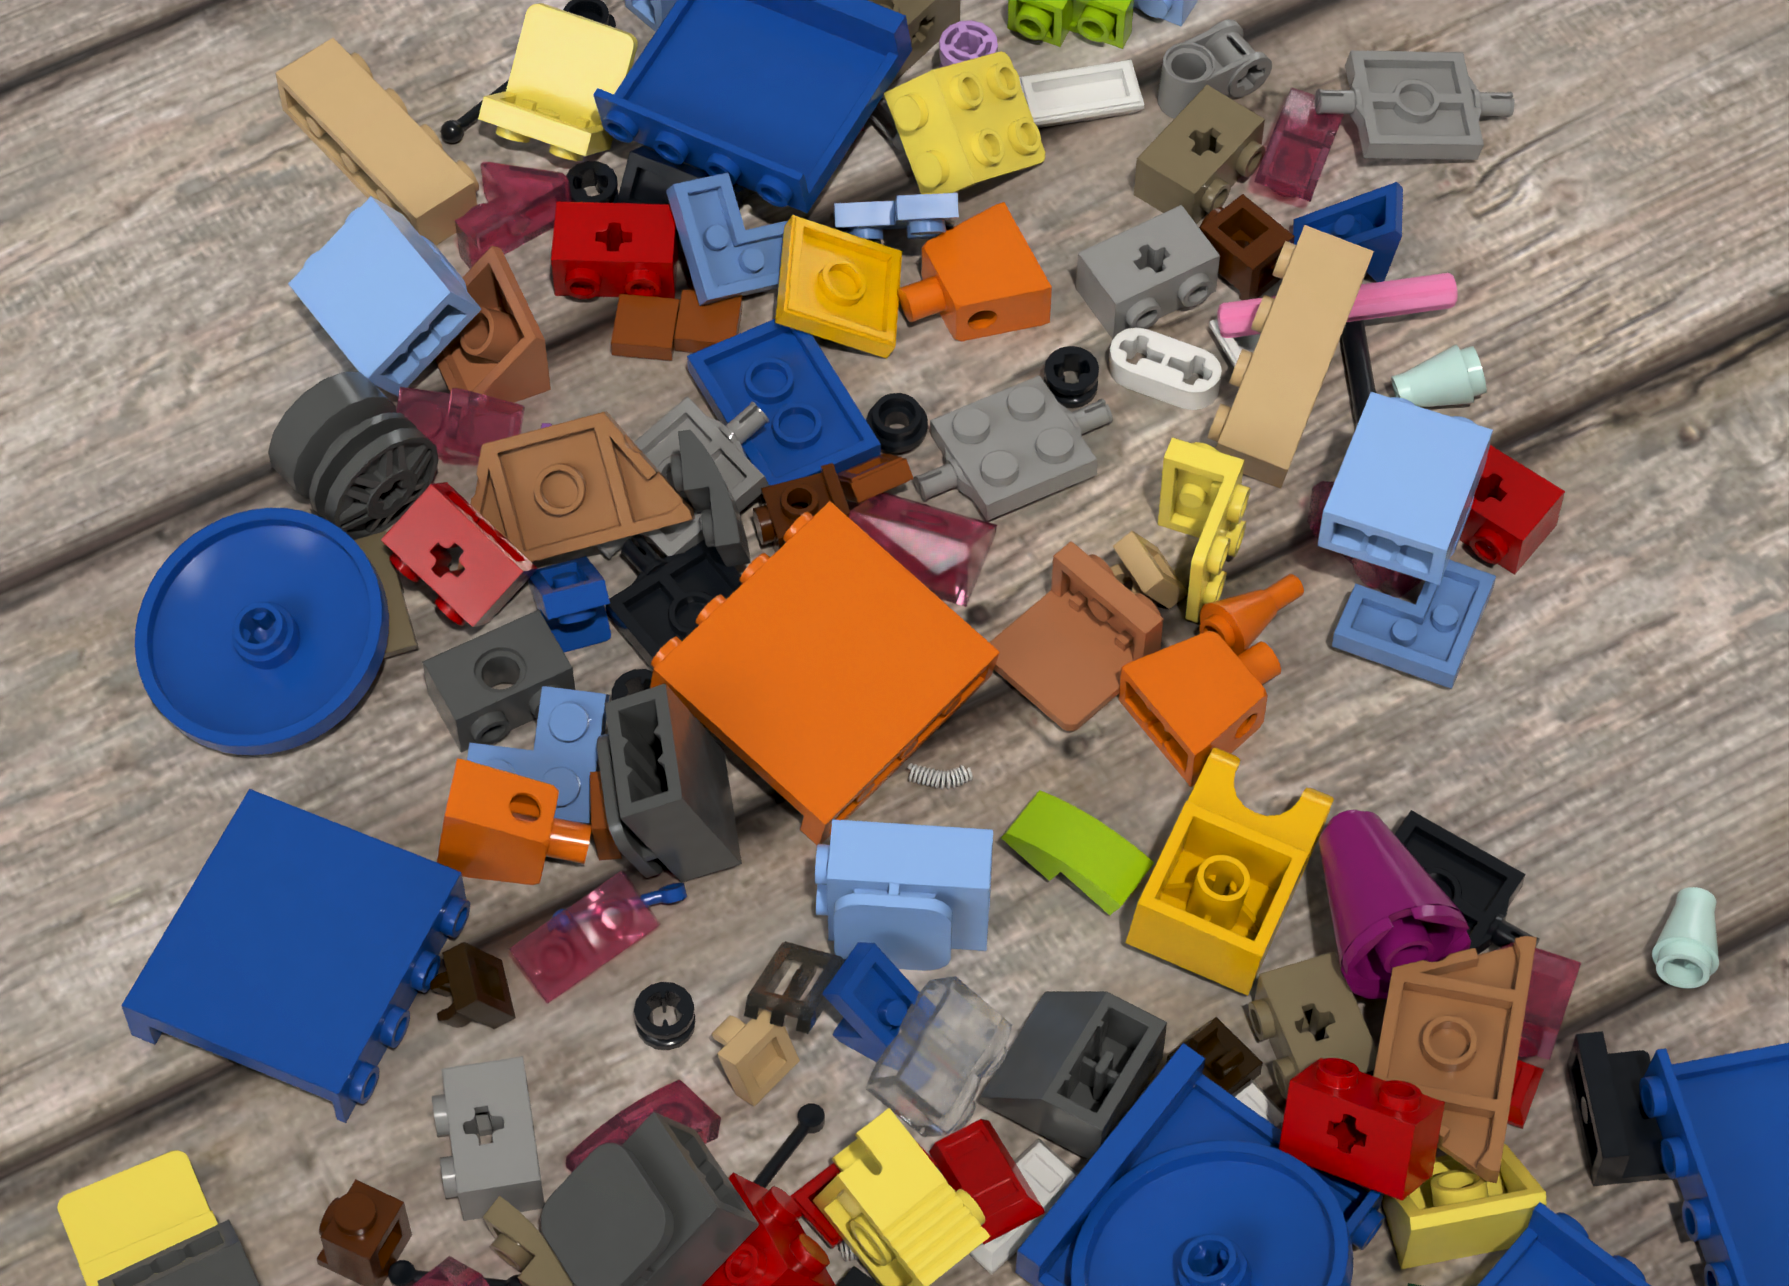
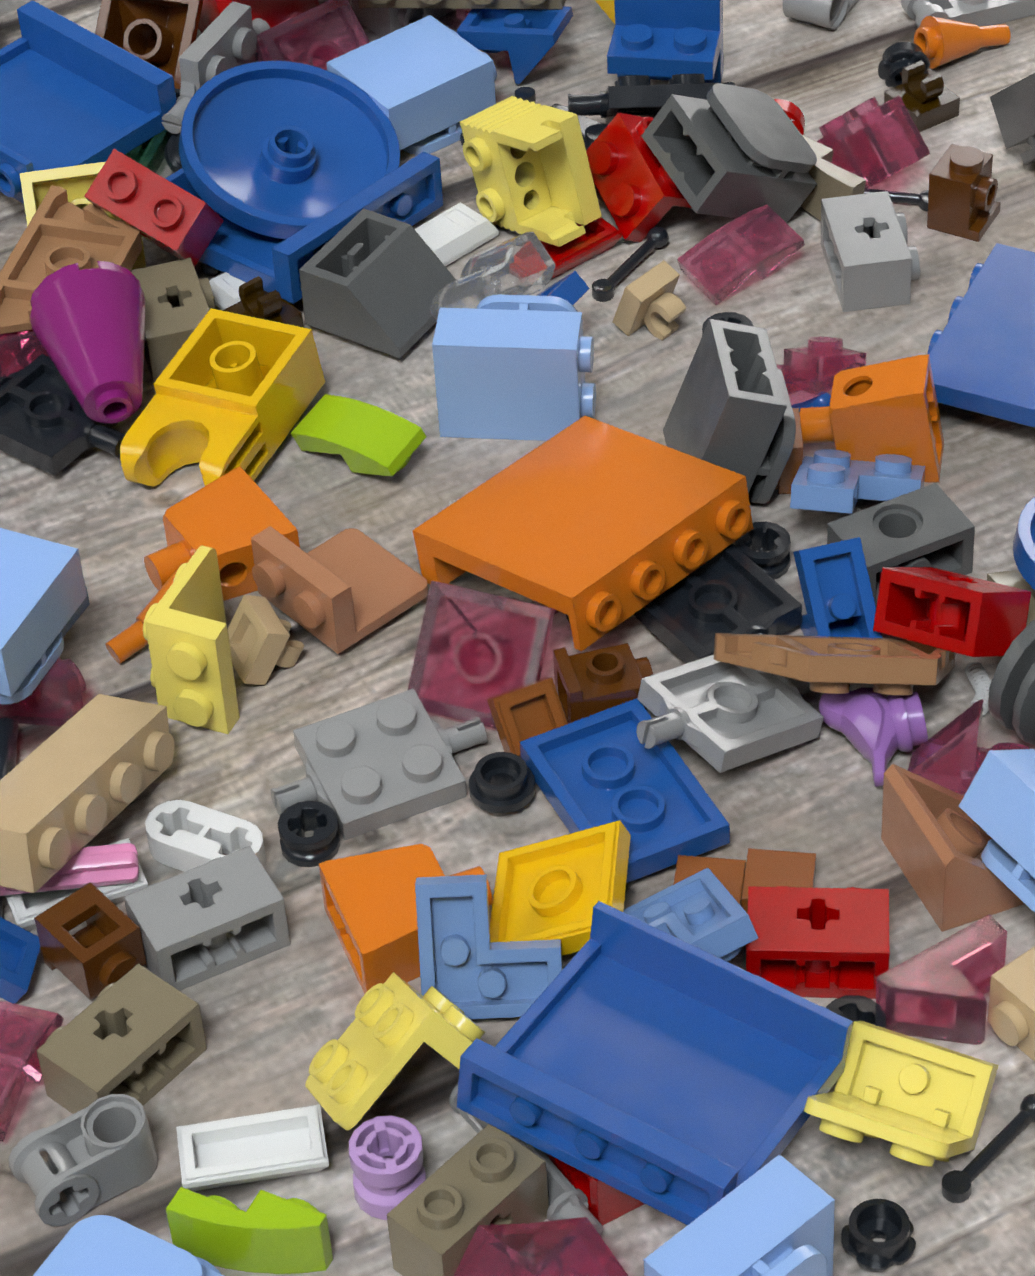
camera: 175 degrees left, 15 degrees down
(476, 986) = (892, 333): dark brown tile -> none
(702, 482) = (695, 640): dark grey slope -> none
(789, 1004) = (646, 283): clear smoke tile -> none
(982, 1167) = (454, 224): red tile -> none

